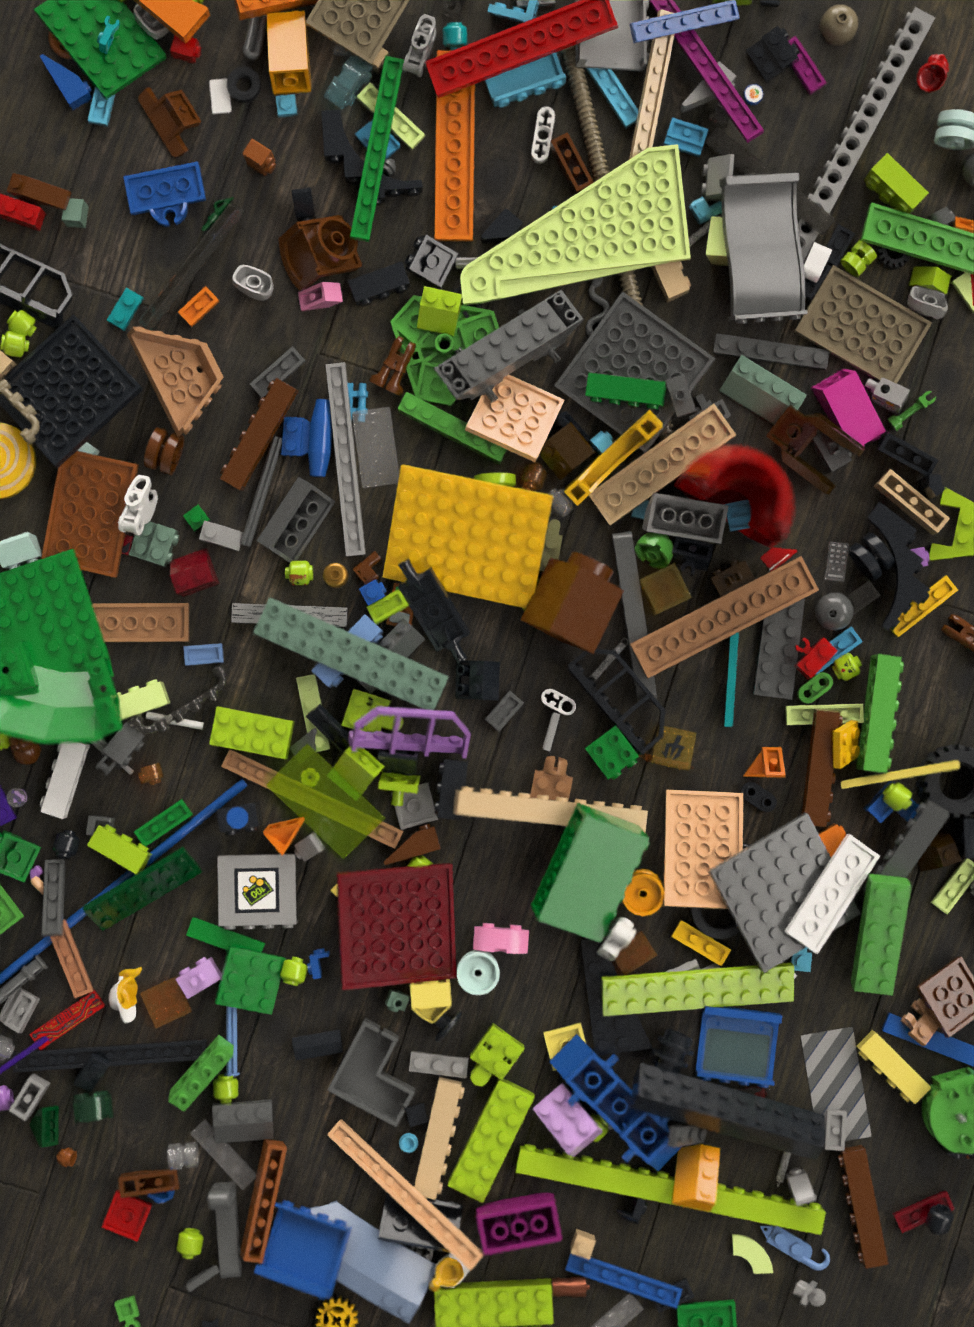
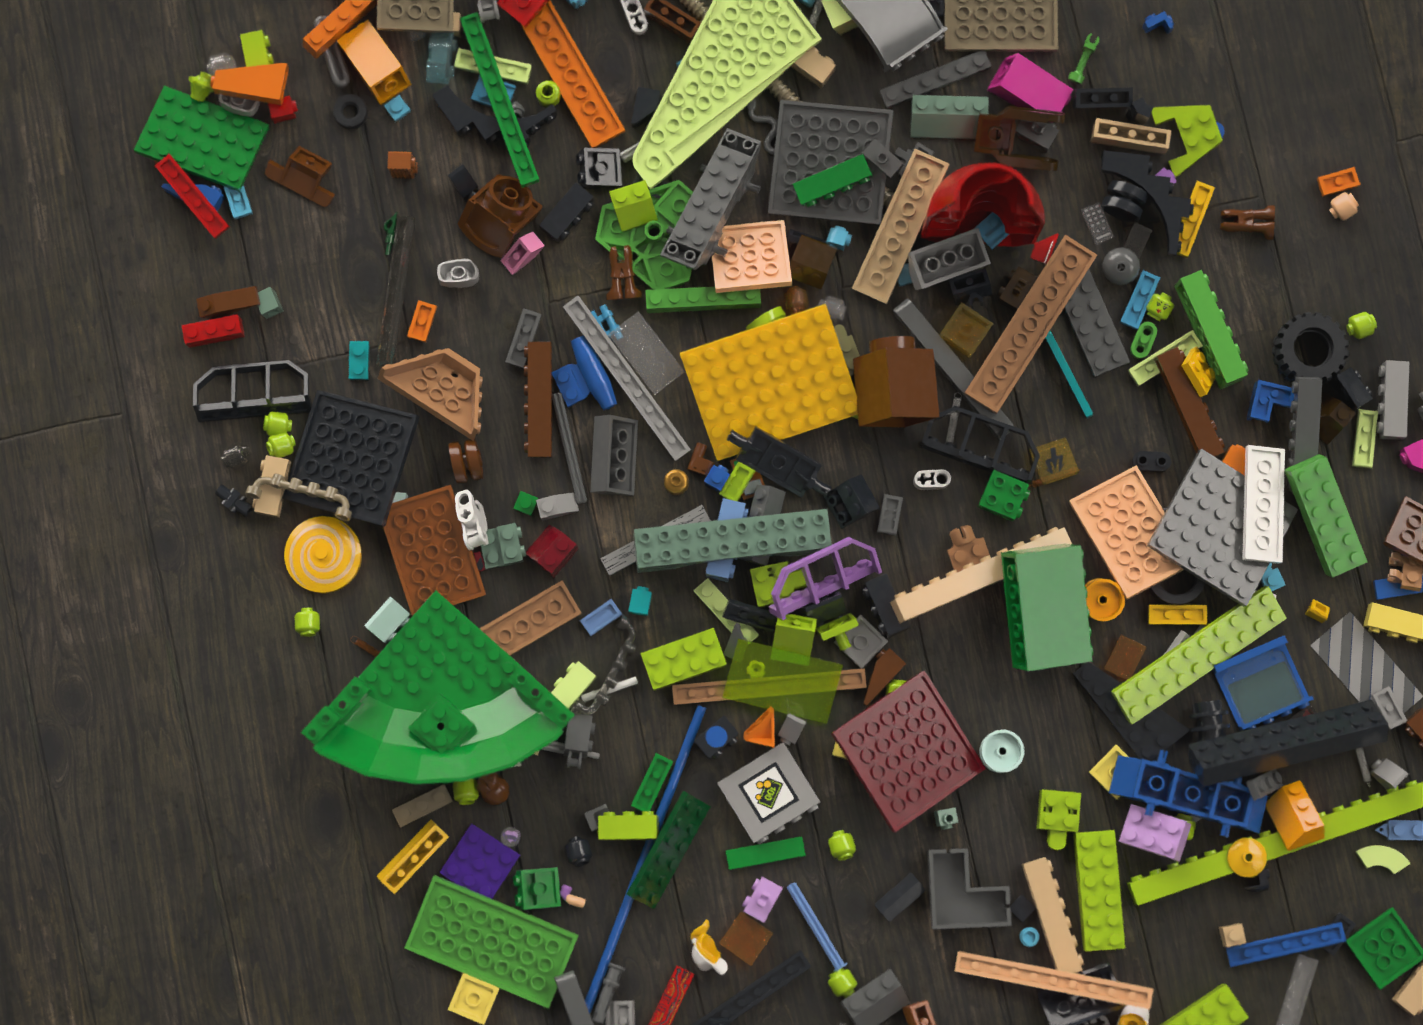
camera: 25 degrees left, 5 degrees down
(53, 898) = (595, 903): dark grey tile -> none
(60, 79) = (192, 196): none -> red plate
(64, 779) = (543, 794): white brick -> none
(72, 962) = (640, 948): nougat plate -> none
(106, 38) = (211, 138): teal plate -> none
(151, 774) = (616, 746): clear orange plate -> none
(165, 191) = (336, 240): blue plate -> none
(201, 1073) = (814, 980): bright green brick -> none
(220, 96) = (335, 133): white sticker -> none
(244, 660) = (640, 601): none -> teal brick
(250, 980) = (808, 875): green plate -> none
(299, 572) = (643, 498): lime head -> none
(314, 966) = (857, 831): blue bracket -> none
(424, 168) = (548, 93): none -> lime head
(431, 1001) = (977, 801): light yellow piece -> none
(438, 1064) = (1014, 853): light grey plate -> none
(498, 939) = (1004, 712): bright pink brick -> none
(518, 1222) = (1167, 945): magenta brick -> none
(551, 731) = (940, 508): light grey tile -> none
(570, 1287) = (1245, 978): copper piece -> none
(615, 454) = (860, 226): yellow arch -> none
(619, 936) = (1104, 648): white piece -> none
(634, 1177) = (1237, 854): none -> yellow dish
(655, 548) = (937, 301): bright green cylinder -> none
(767, 764) = (1142, 428): orange slope -> none
(814, 657) = (1127, 313): red brick -> none
(825, 1010) = (1318, 611): none -> yellow slope
(893, 399) = (1063, 57): light grey torso -> none
(897, 796) = (1269, 389): lime head -> none
(900, 774) = (1259, 369): light yellow tile -> none

